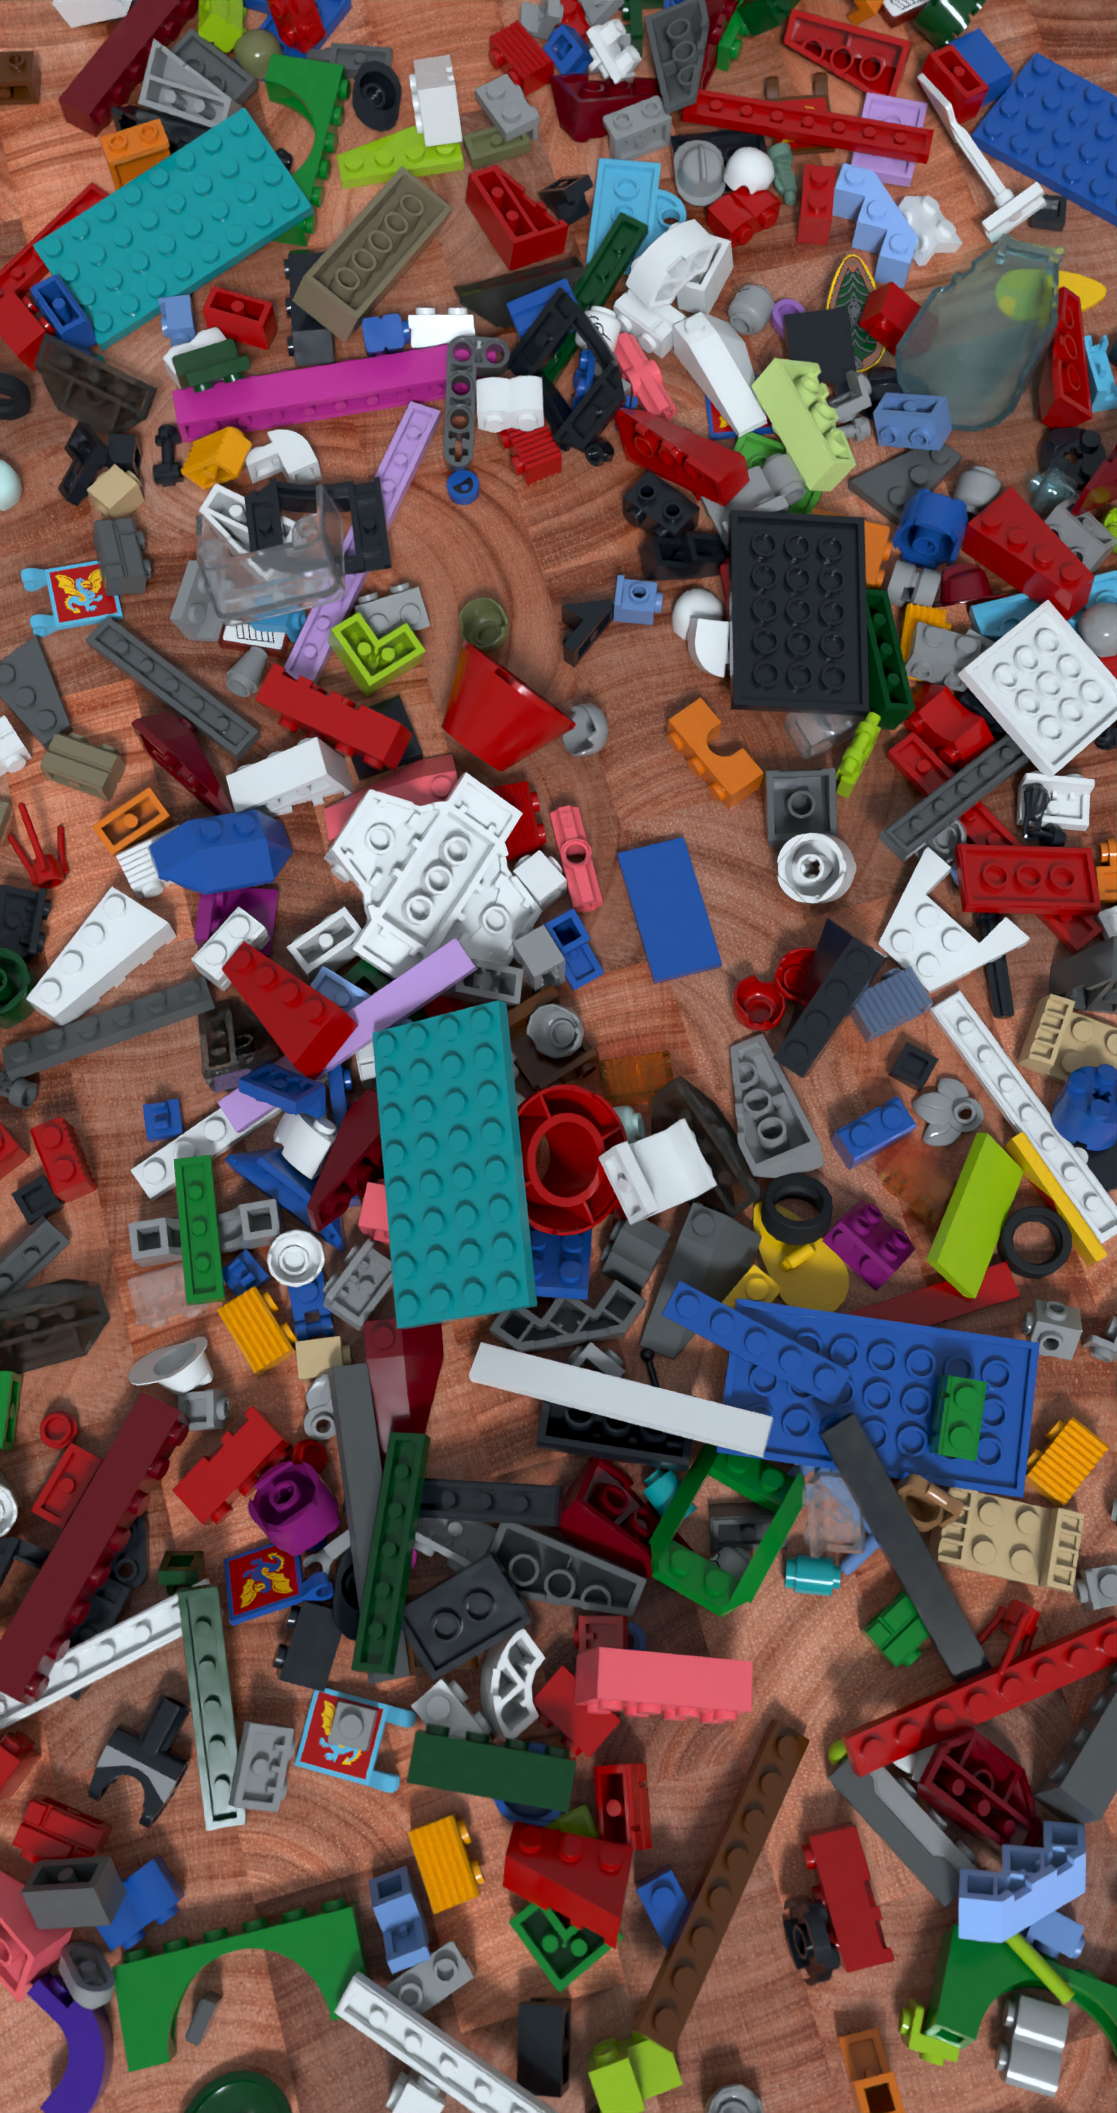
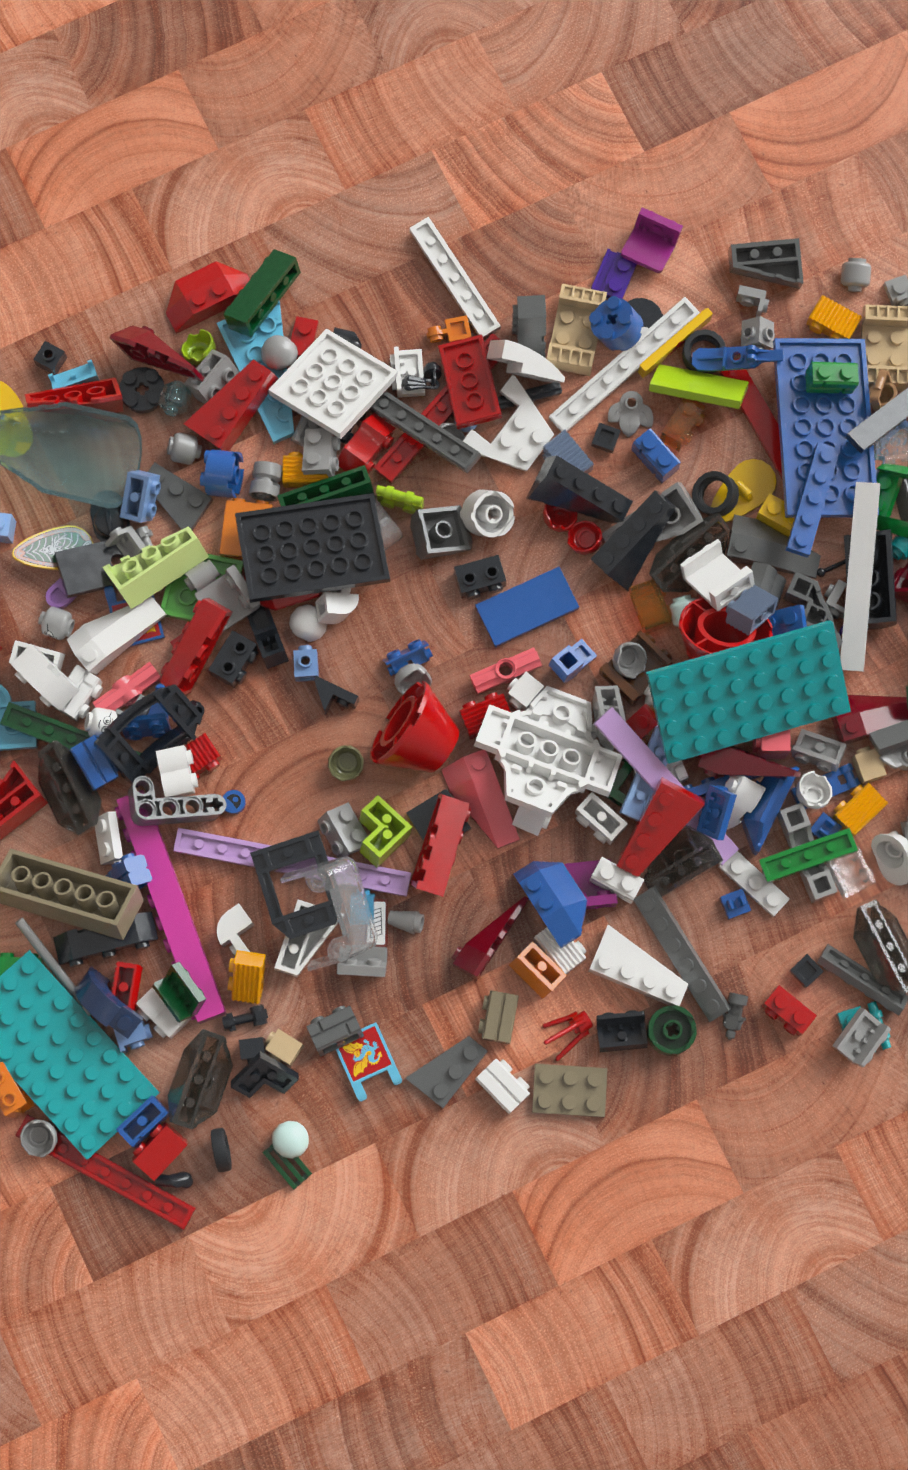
camera: 100 degrees left, 5 degrees up
(63, 1159) = (777, 959): red brick -> none
(74, 195) = (38, 1138): none -> light grey hair
(173, 688) = (428, 970): dark grey plate -> none
(218, 273) = (103, 1005): none -> dark blue arch
(245, 274) = (48, 959): none -> light grey piece
(290, 778) = (487, 872): white wedge -> none
(539, 958) = (585, 678): light grey brick -> none
(588, 1204) = (751, 609): none -> sand blue brick
(628, 745) = (414, 652): none -> blue hinge
(723, 848) = (480, 577): none -> black brick
(728, 777) = (400, 610): orange arch -> none
(734, 1063) = (631, 544): none -> black wedge
(869, 1244) = (726, 447): magenta bracket -> none
(888, 315) = (59, 519): red brick -> none
(964, 584) = (265, 442): dark red piece -> none
(1015, 1259) = (723, 358): none -> blue piece
(1046, 954) = (523, 361): none -> white slope

